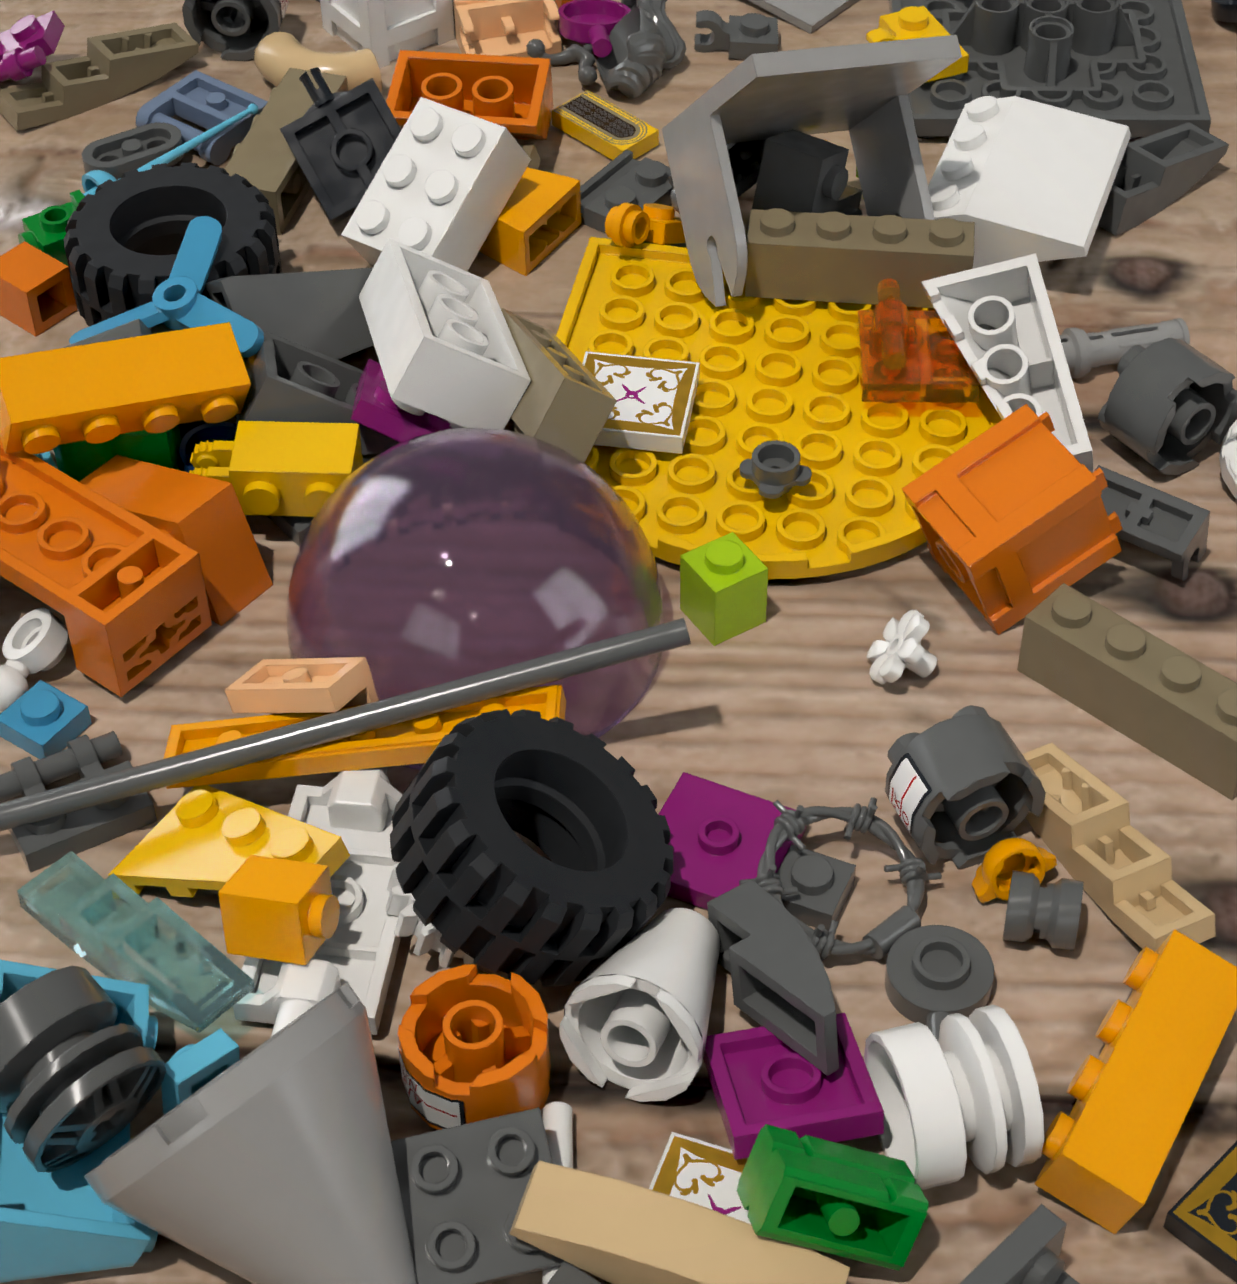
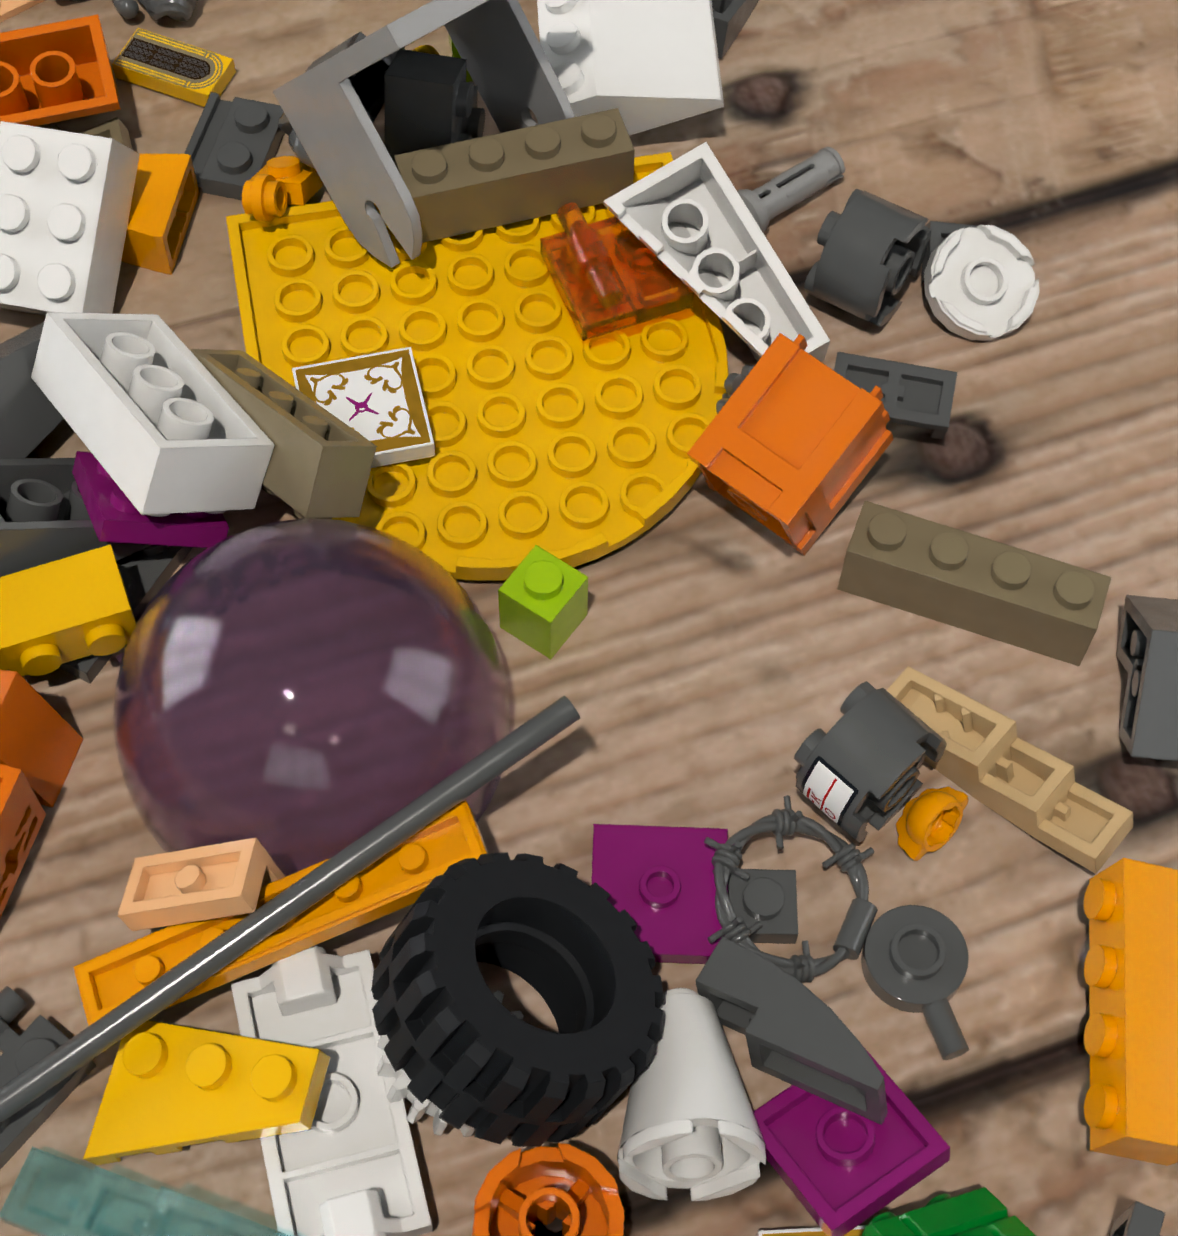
camera: 25 degrees left, 15 degrees up
(278, 909) = (297, 1159): light orange brick -> none
(775, 468) = (543, 437): dark grey plate -> none
(901, 649) = (733, 611): white plant -> none
(956, 1095) = (1007, 1105): white wheel -> none
(1046, 910) = (986, 858): dark grey wheel -> none

